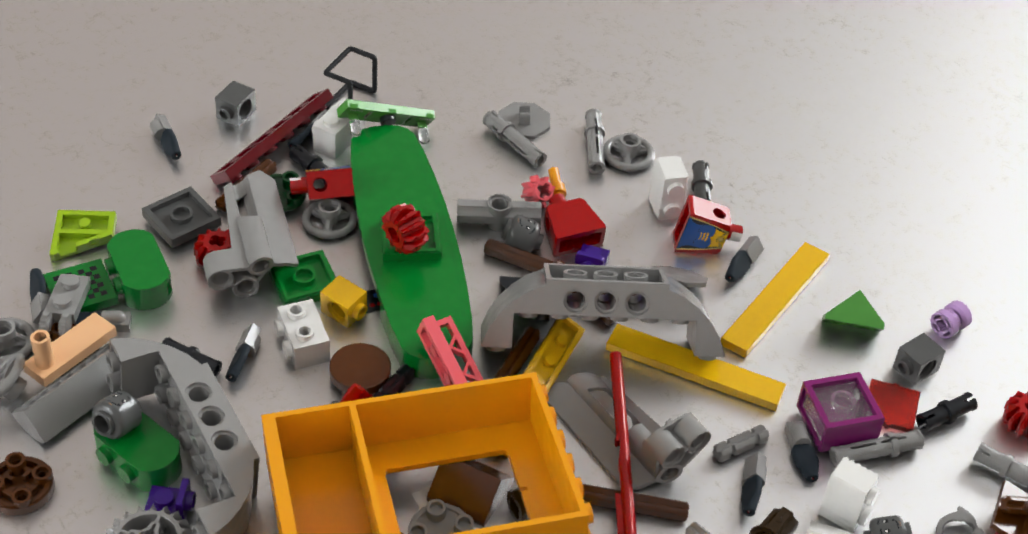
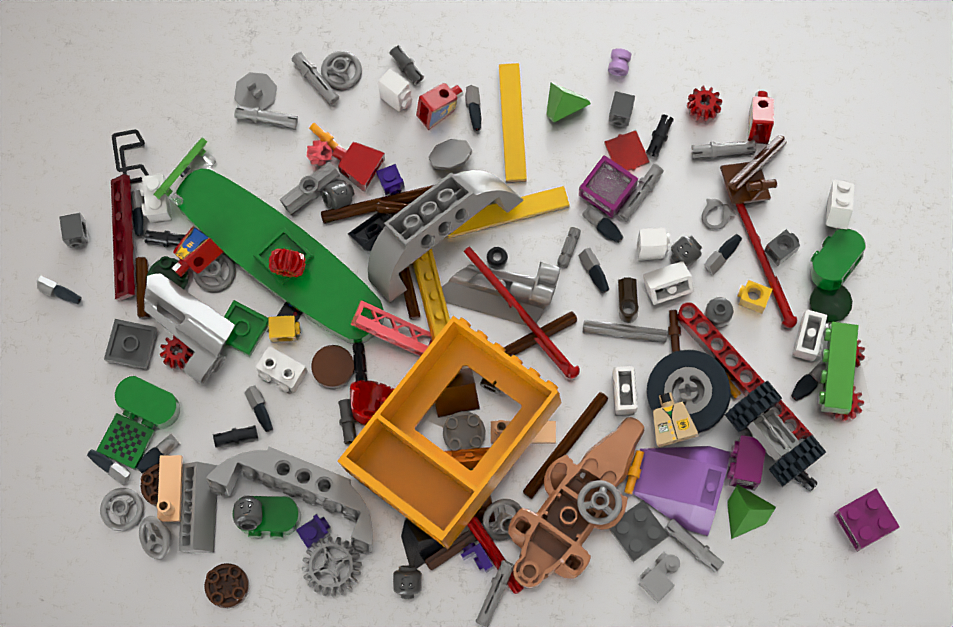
camera: 30 degrees left, 30 degrees up
(65, 302) = (134, 461): light grey hinge -> none
(81, 231) = (84, 403): lime wing -> none
(646, 396) = (497, 251): none -> black plate

